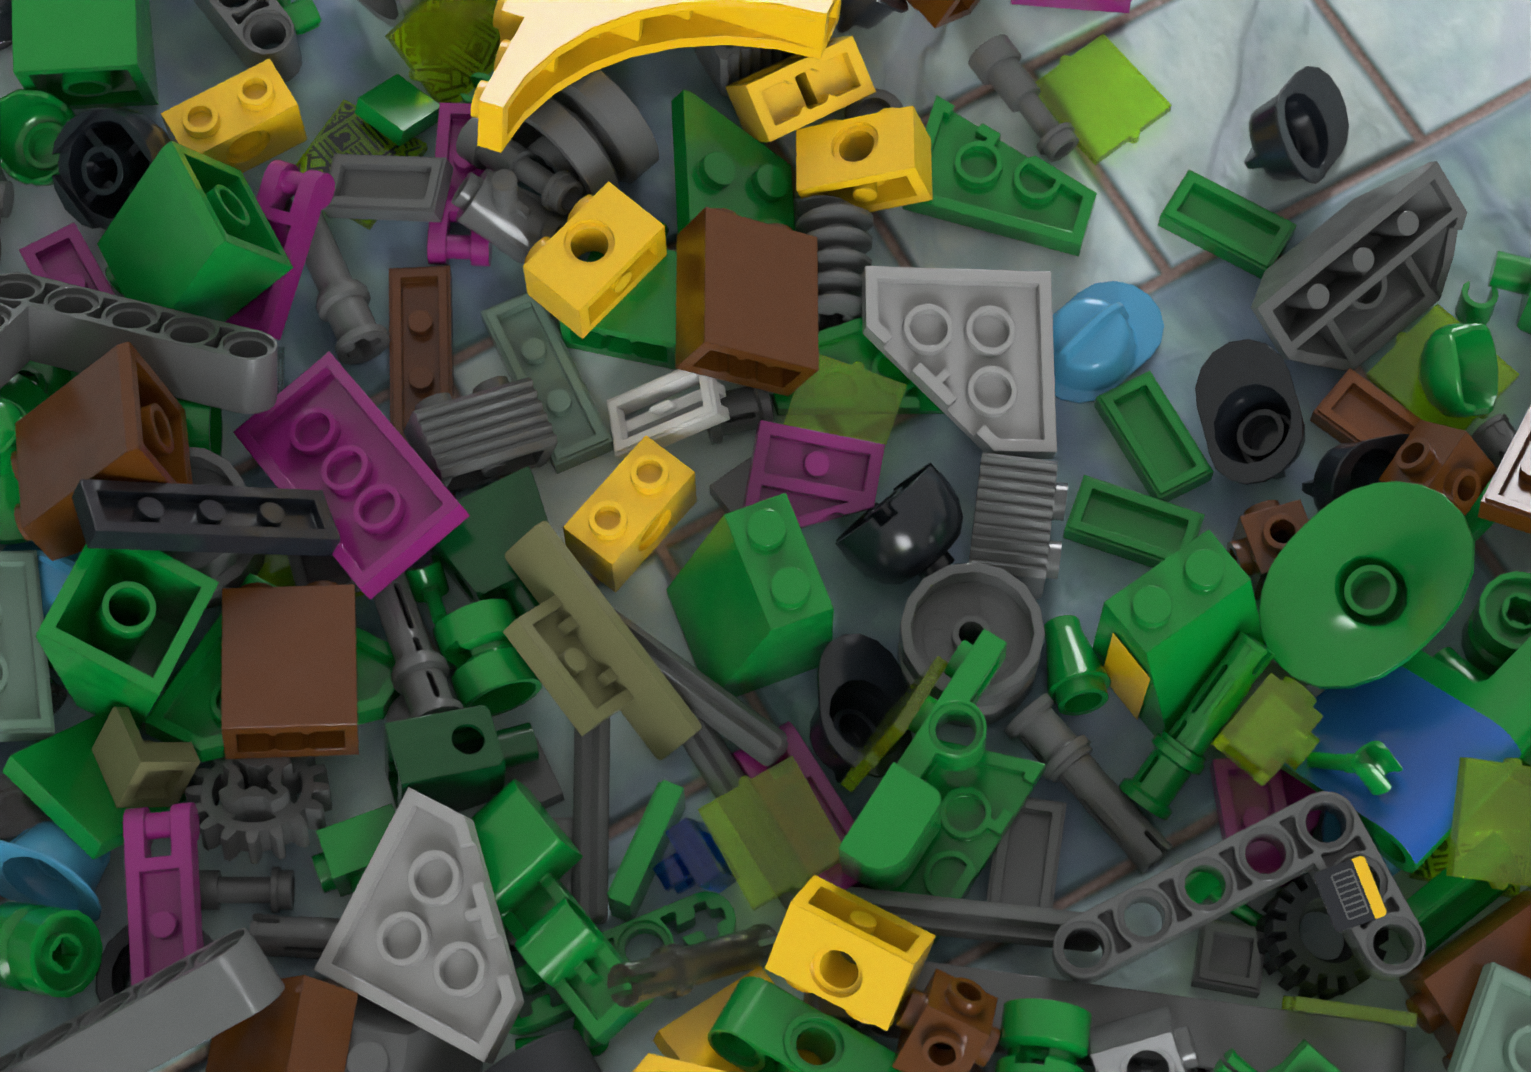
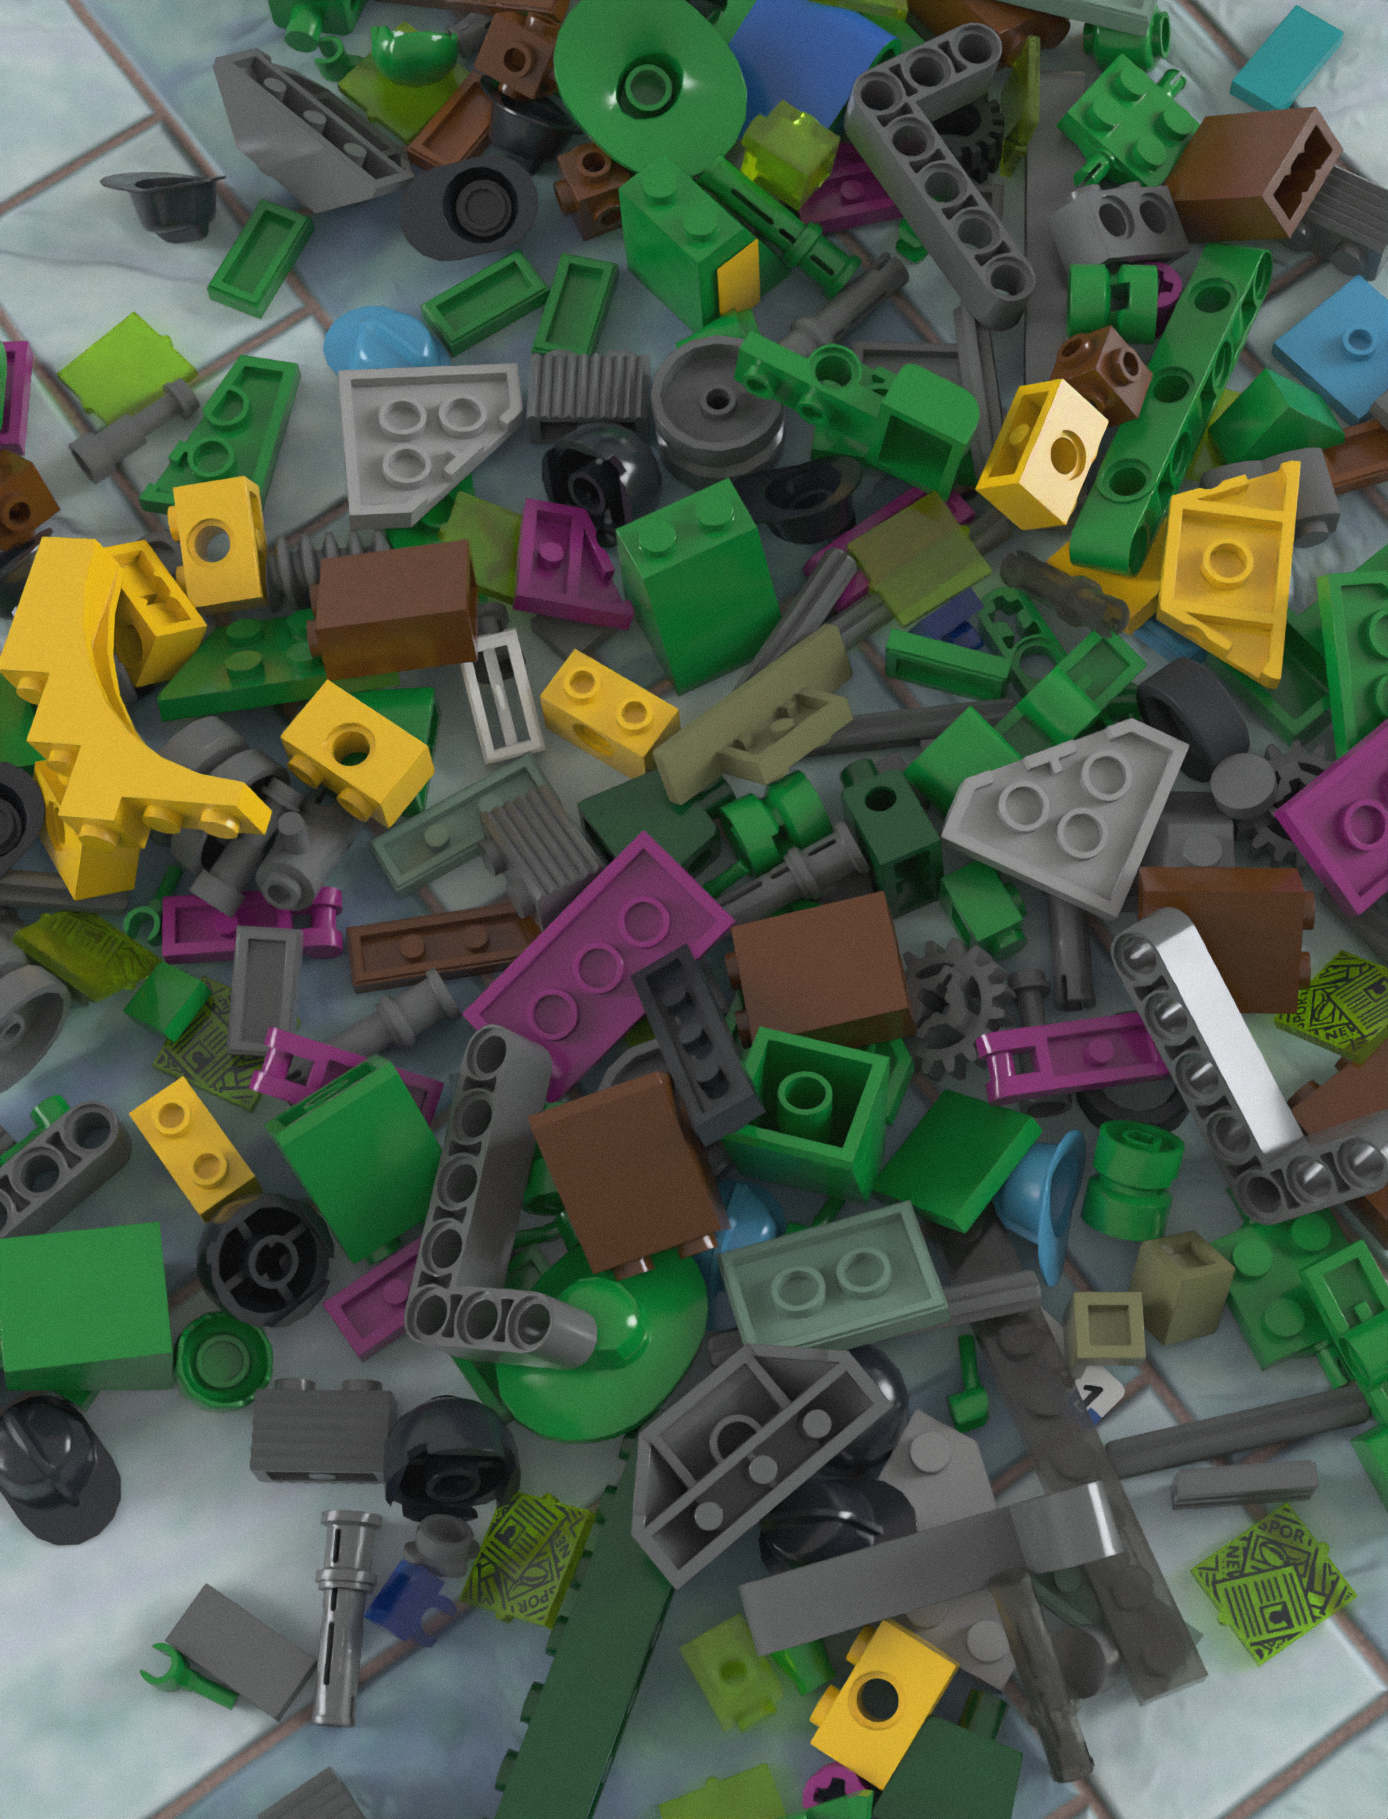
camera: 90 degrees left, 0 degrees up
(139, 769) = (933, 1119): olive panel -> none
(894, 723) = (823, 436): clear neon green piece -> none
(1350, 894) = (939, 75): black sticker -> none
(1368, 763) = (817, 73): green hand -> none

